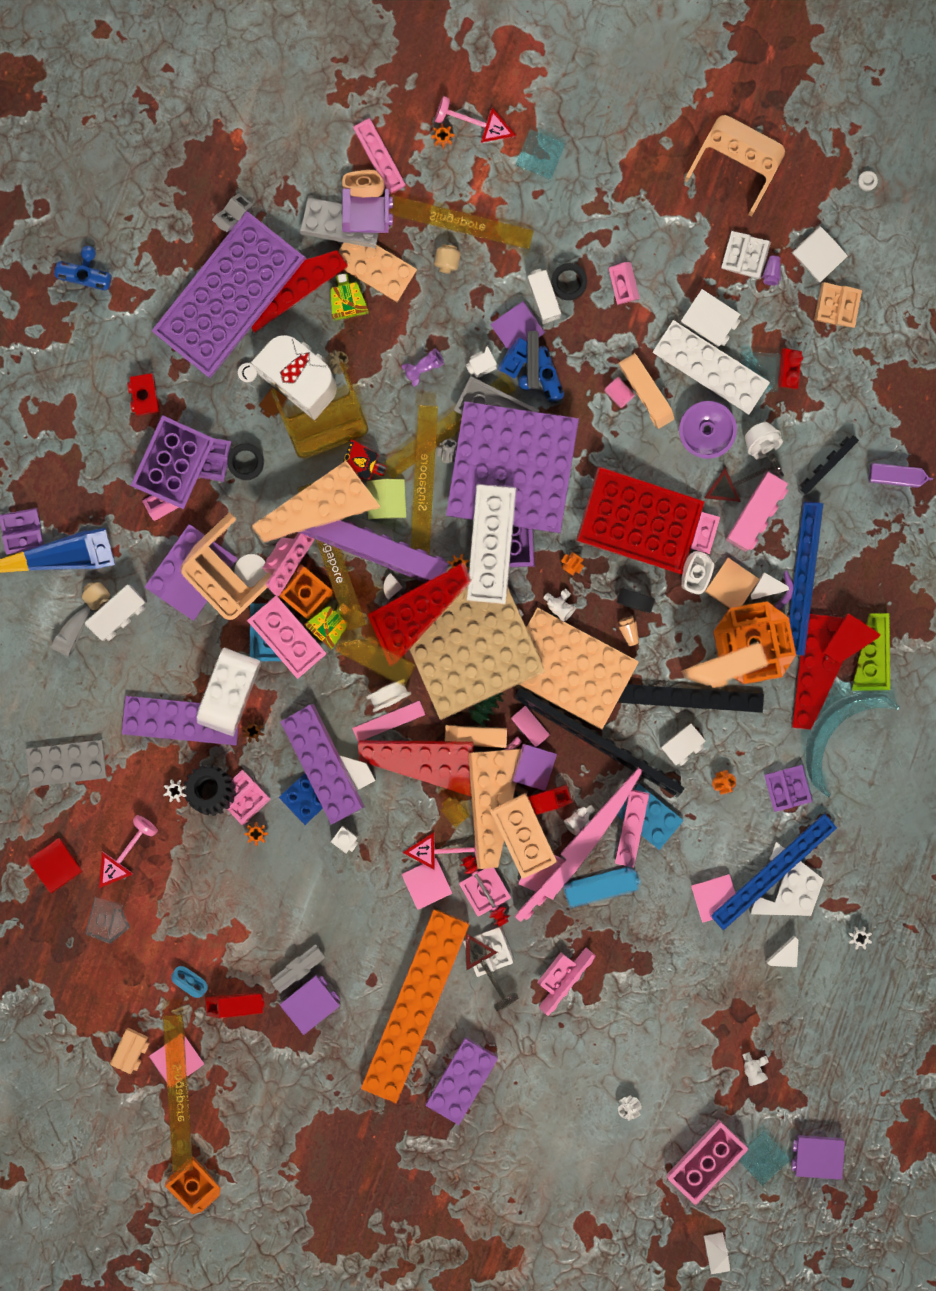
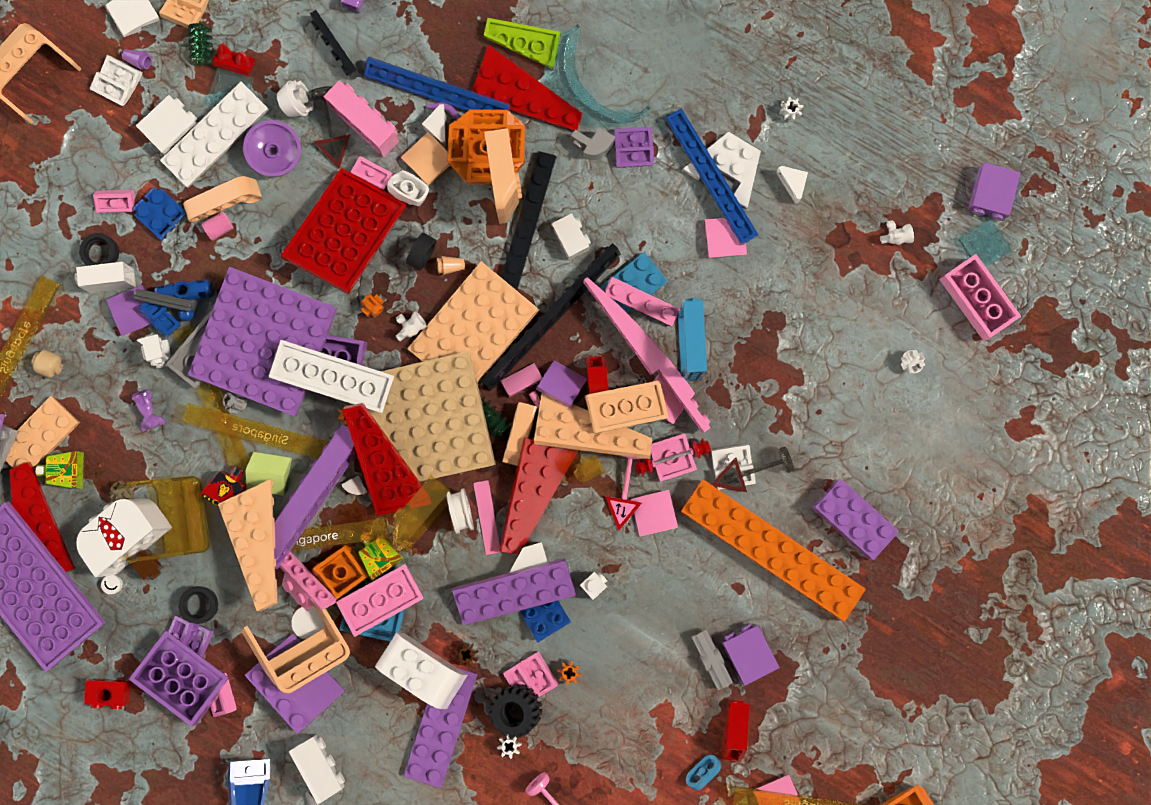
camera: 75 degrees left, 5 degrees down
(95, 595) = (295, 786): tan head -> none
(561, 977) = (772, 400): bright pink bracket -> none
(579, 819) = (622, 352): white piece -> none
(621, 330) = (159, 212): none -> blue plate
(717, 1253) = (1068, 307): white slope -> none
(724, 782) = (615, 205): orange gear -> none
(779, 751) = (595, 147): none -> light grey brick
(799, 332) = (198, 44): none -> clear green piece
(848, 639) = (502, 57): red slope -> none

